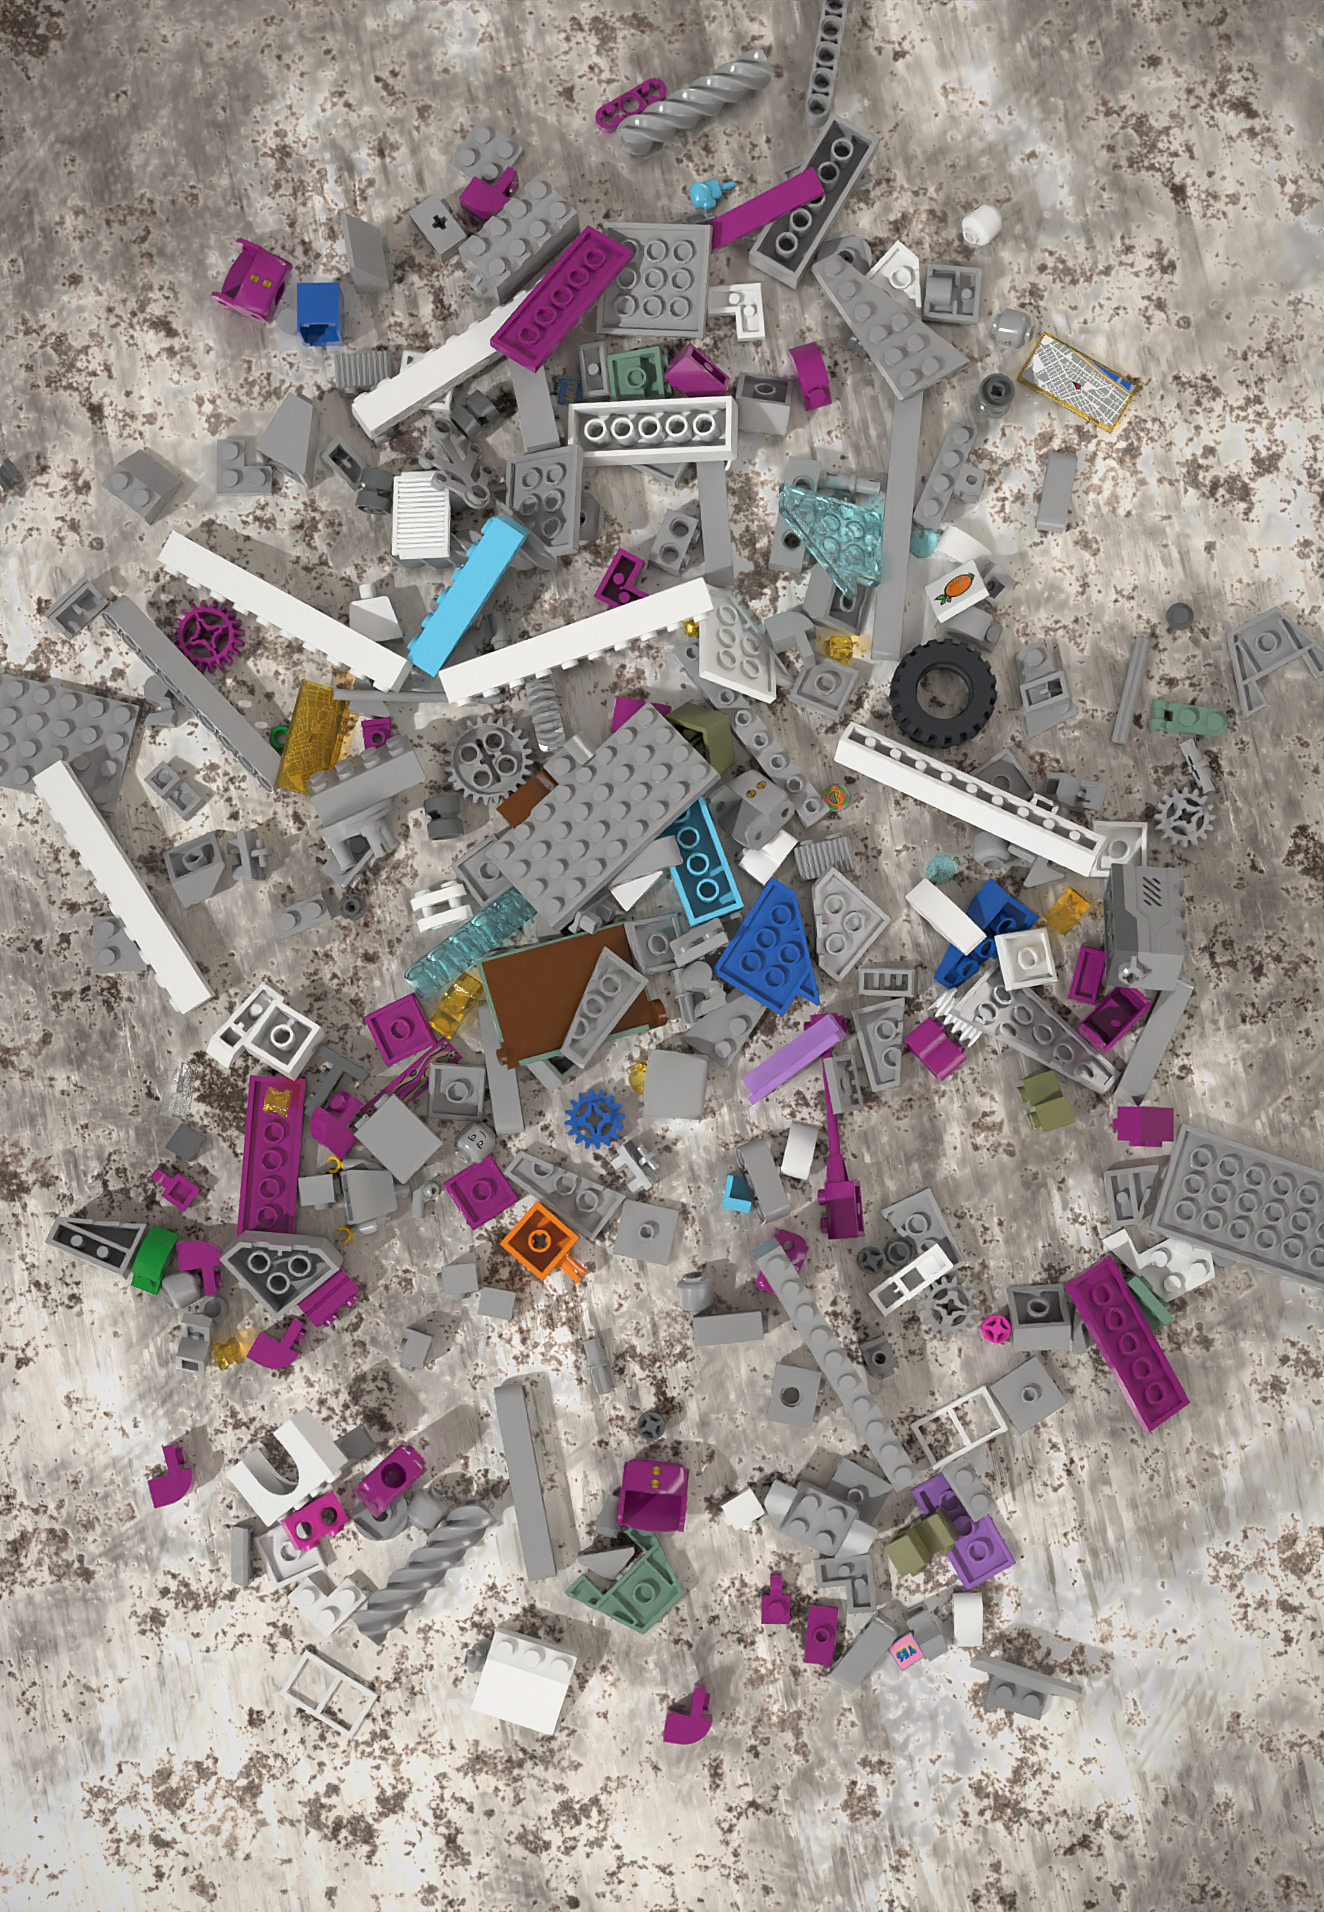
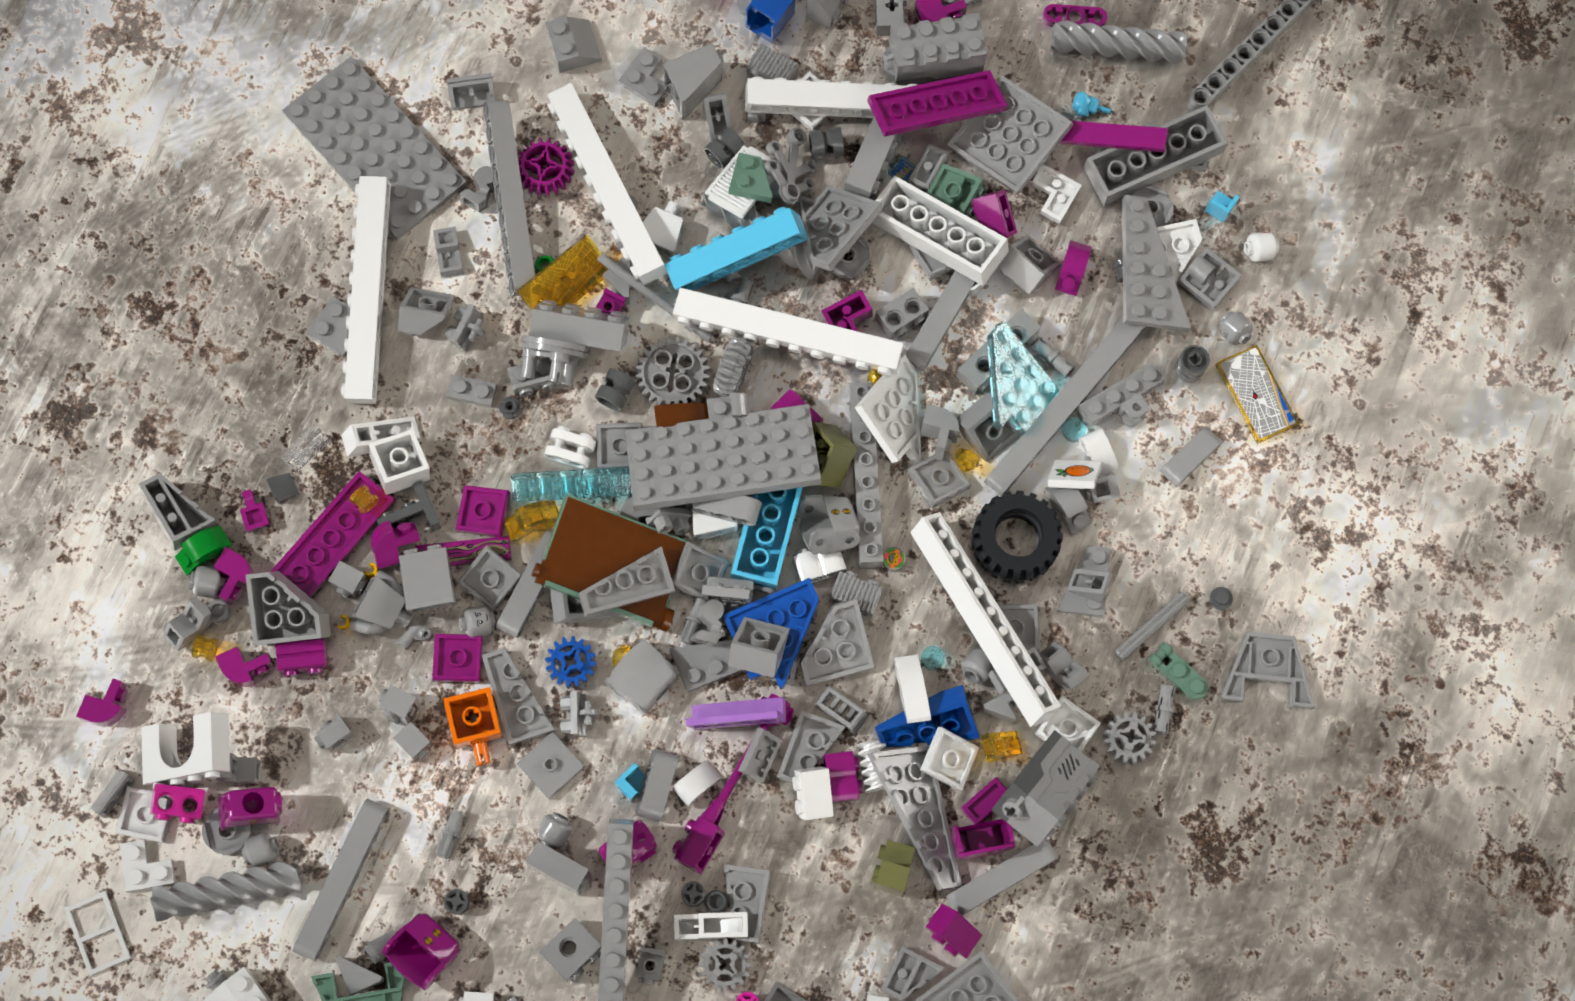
camera: 25 degrees right, 10 degrees down
(428, 508) = (750, 179): none -> sand green wing
(770, 980) = (758, 647): none -> light grey slope
(913, 208) = (1221, 206): none -> medium azure panel
(919, 1084) = (813, 793): none -> white brick

